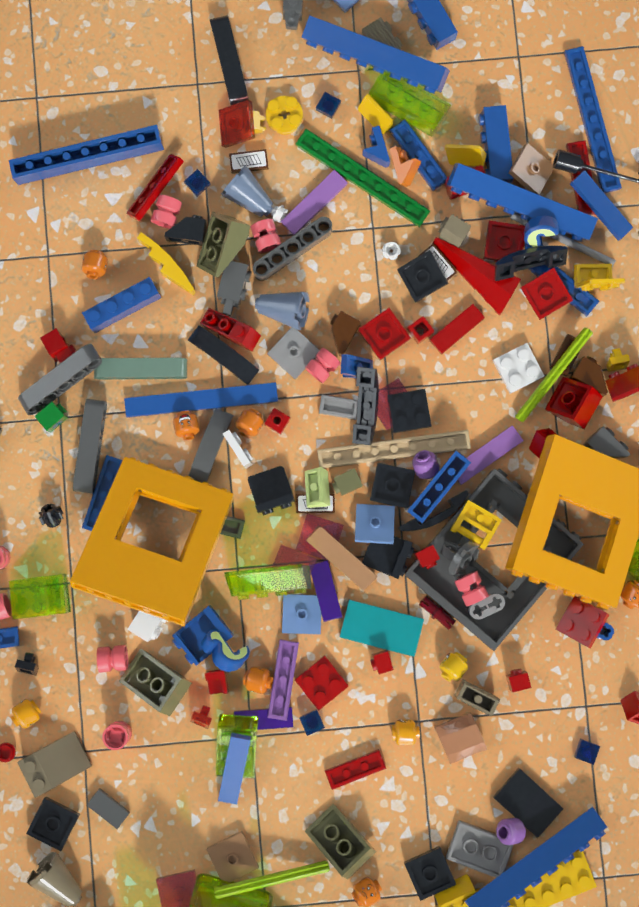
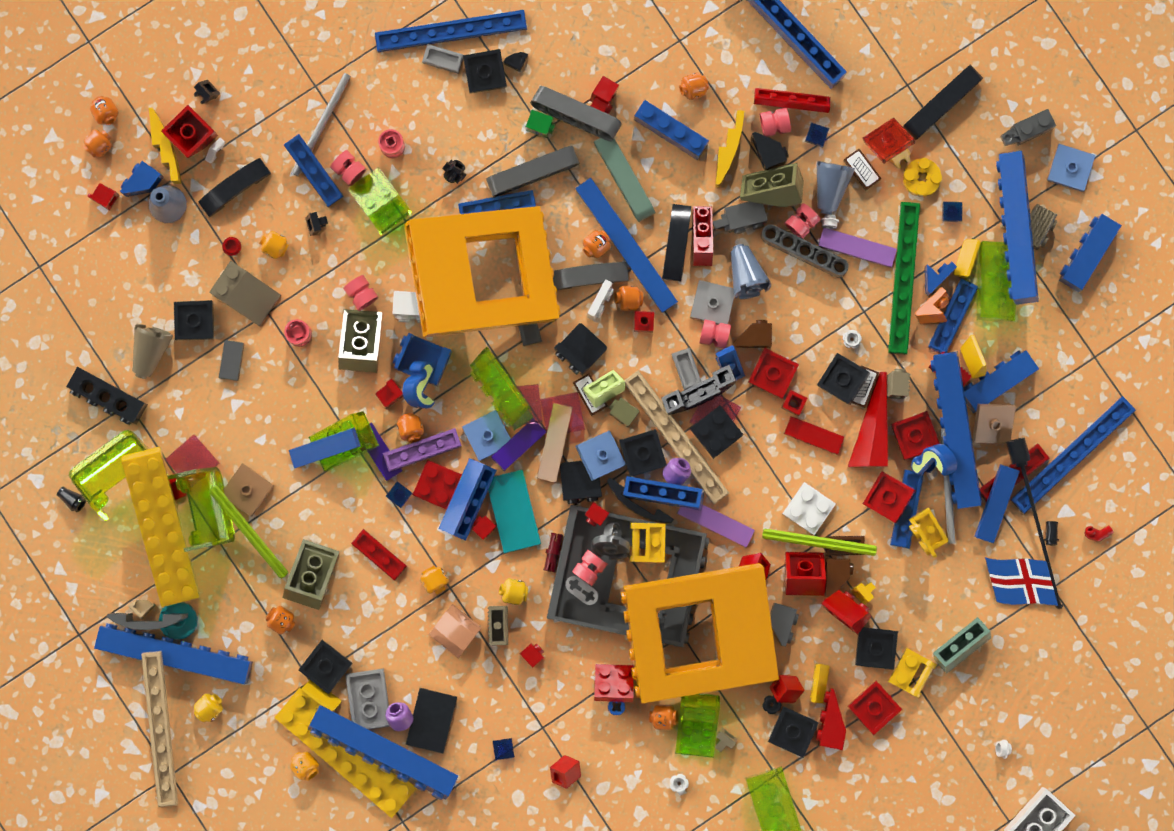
camera: 65 degrees right, 0 degrees up
(201, 718) = (350, 397): clear red tile -> none
(350, 664) = (467, 499): none -> brick
(528, 258) = (910, 463): black slope -> none

